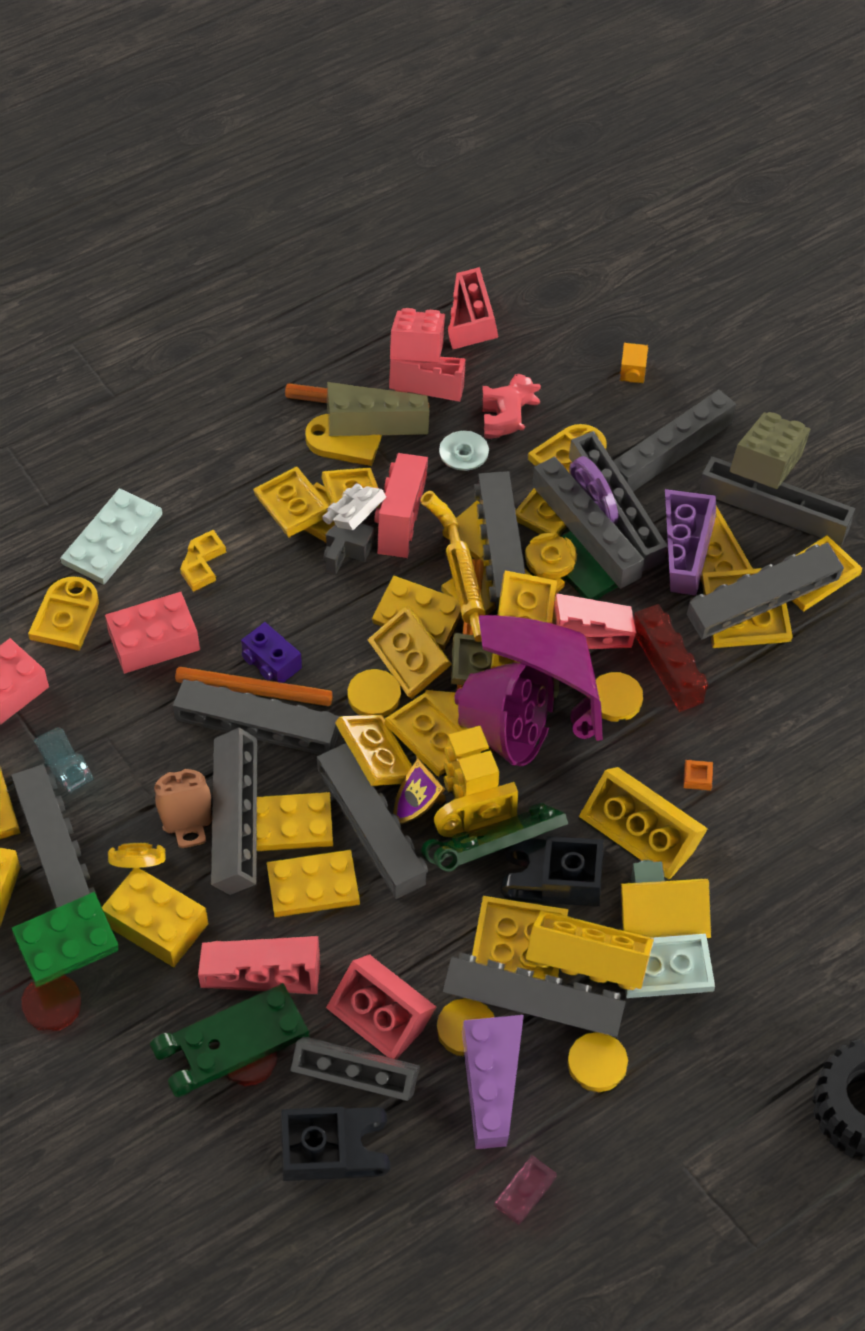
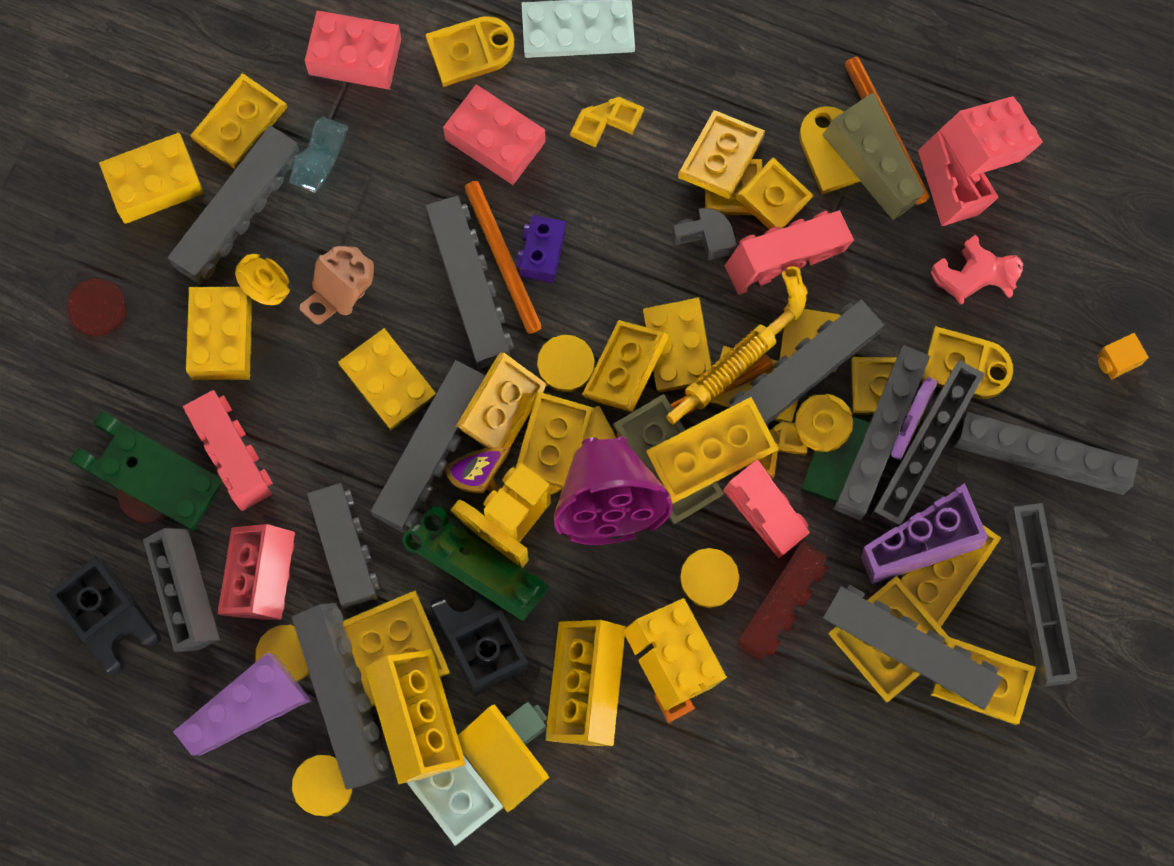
camera: 55 degrees right, 20 degrees up
(65, 939) = (141, 280): green brick -> none
(234, 812) = (360, 327): dark grey brick -> none
(313, 883) = (340, 438): yellow plate -> none
(354, 506) = (740, 219): white plate -> none
(406, 928) = (342, 545): none -> dark grey brick
(464, 450) = (896, 254): light aqua dish -> none
(471, 311) = (1070, 164): coral wedge -> none
(525, 1190) = (165, 796): clear pink plate -> none
(553, 651) = (676, 497): magenta panel -> none
(677, 743) = (681, 657): none -> yellow piece
(770, 450) = (1091, 555): olive brick -> none

